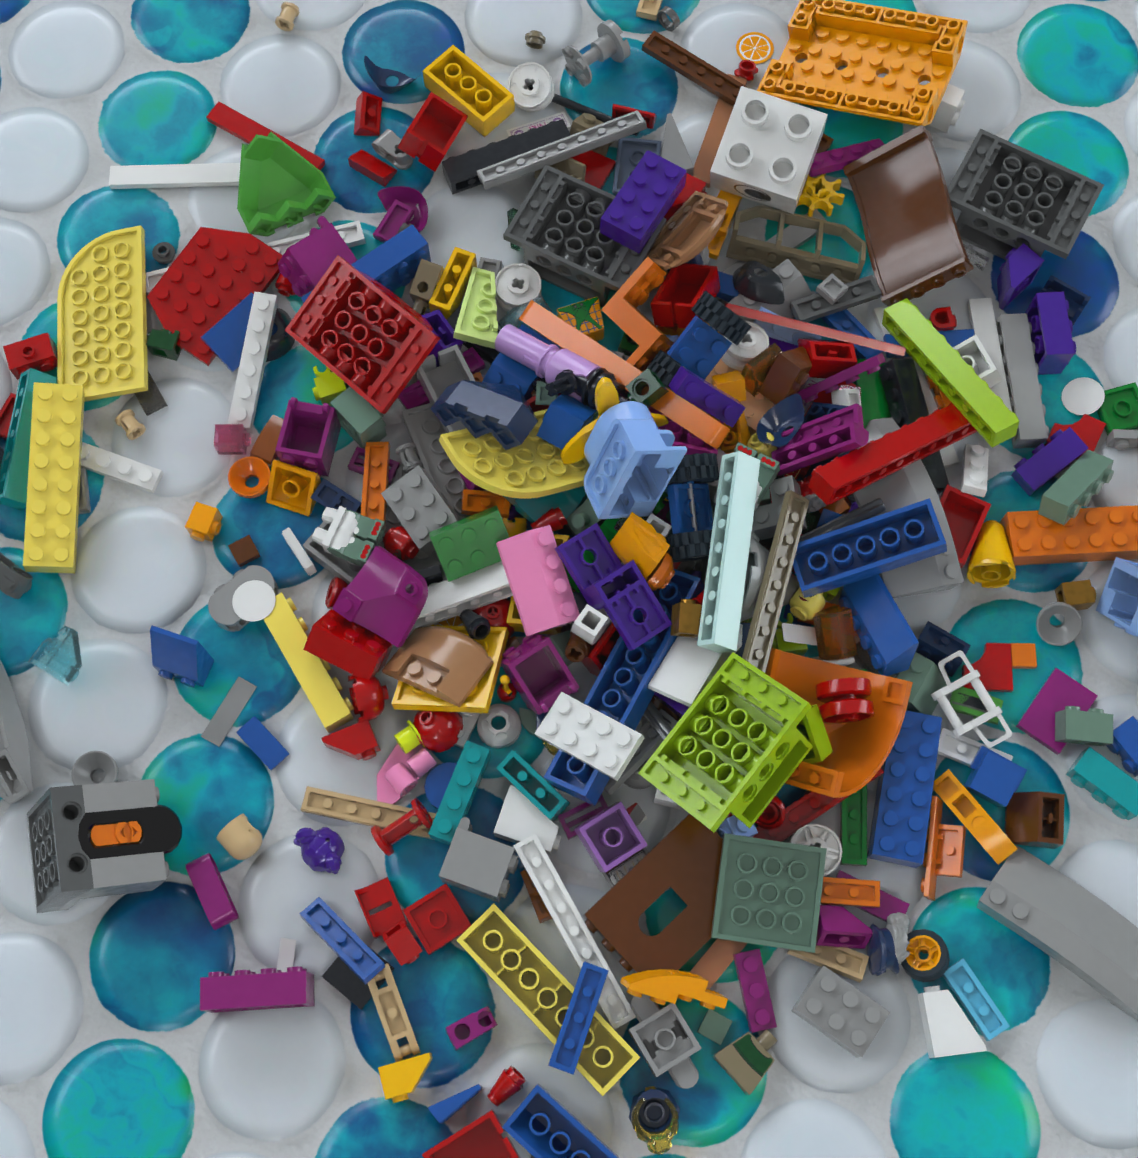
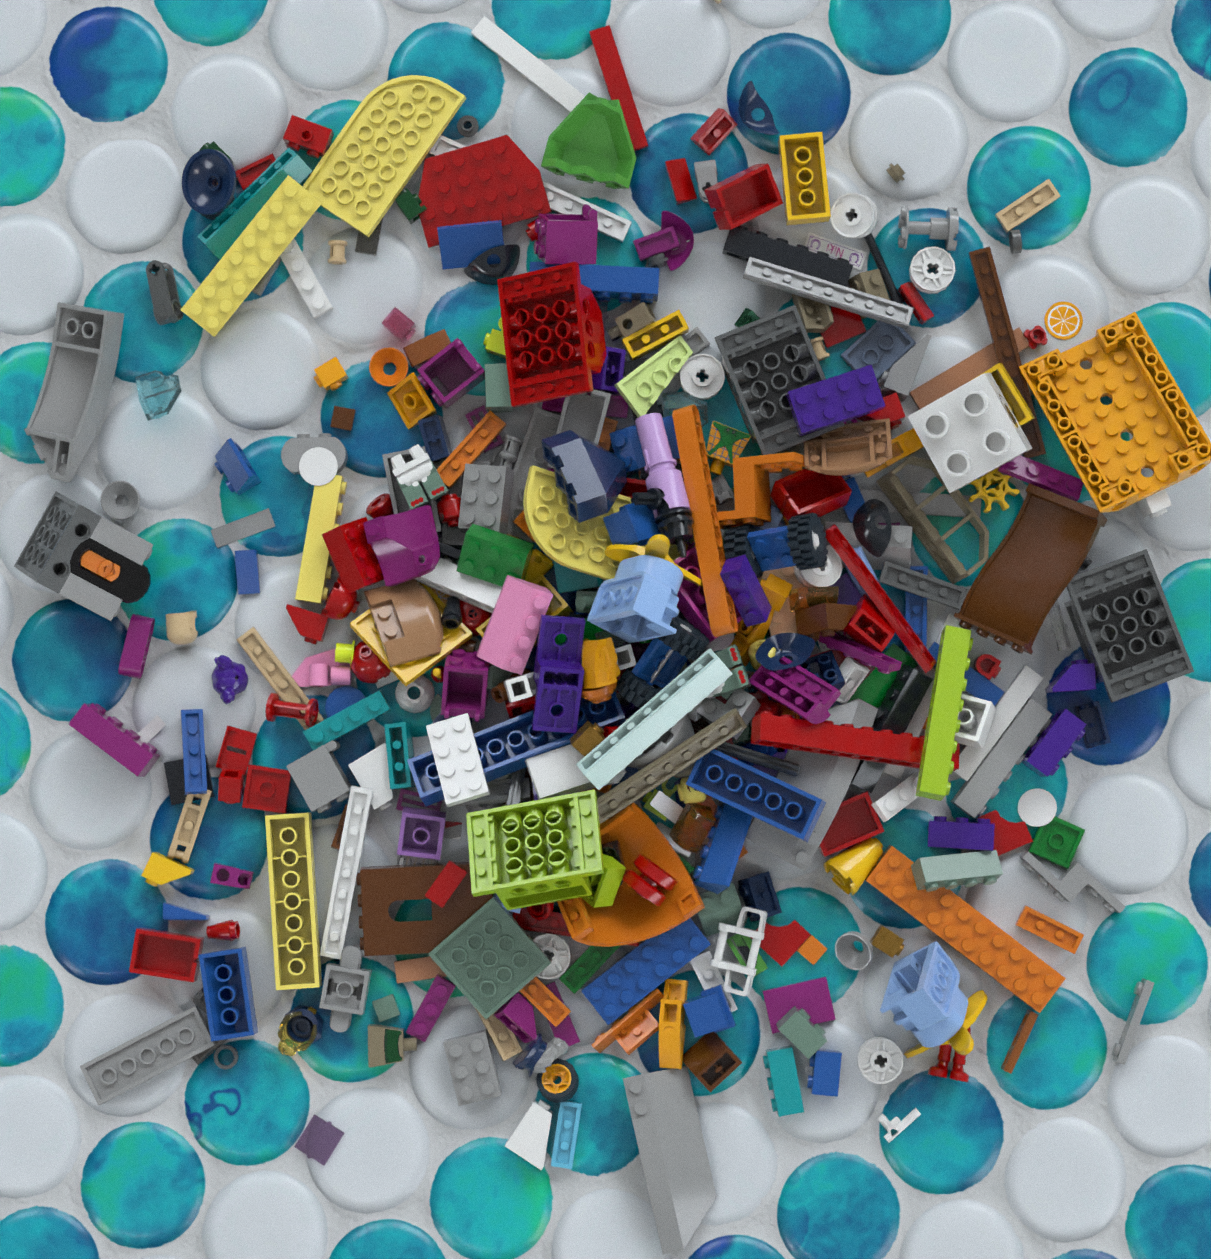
camera: 40 degrees right, 15 degrees up
(253, 359) = (462, 276): white plate -> none
(299, 551) = (379, 450): white tile -> none
(541, 395) = (639, 484): sand green tile -> none
(552, 517) = (563, 584): red cone -> none
(578, 1018) = (300, 931): blue plate -> none
(625, 82) = (932, 282): none -> white wheel
(656, 388) = (711, 556): brick -> none
(672, 860) = (446, 883): none -> red tile
(672, 984) = (375, 958): light orange slope -> none
(832, 289) = (924, 576): light grey tile -> none

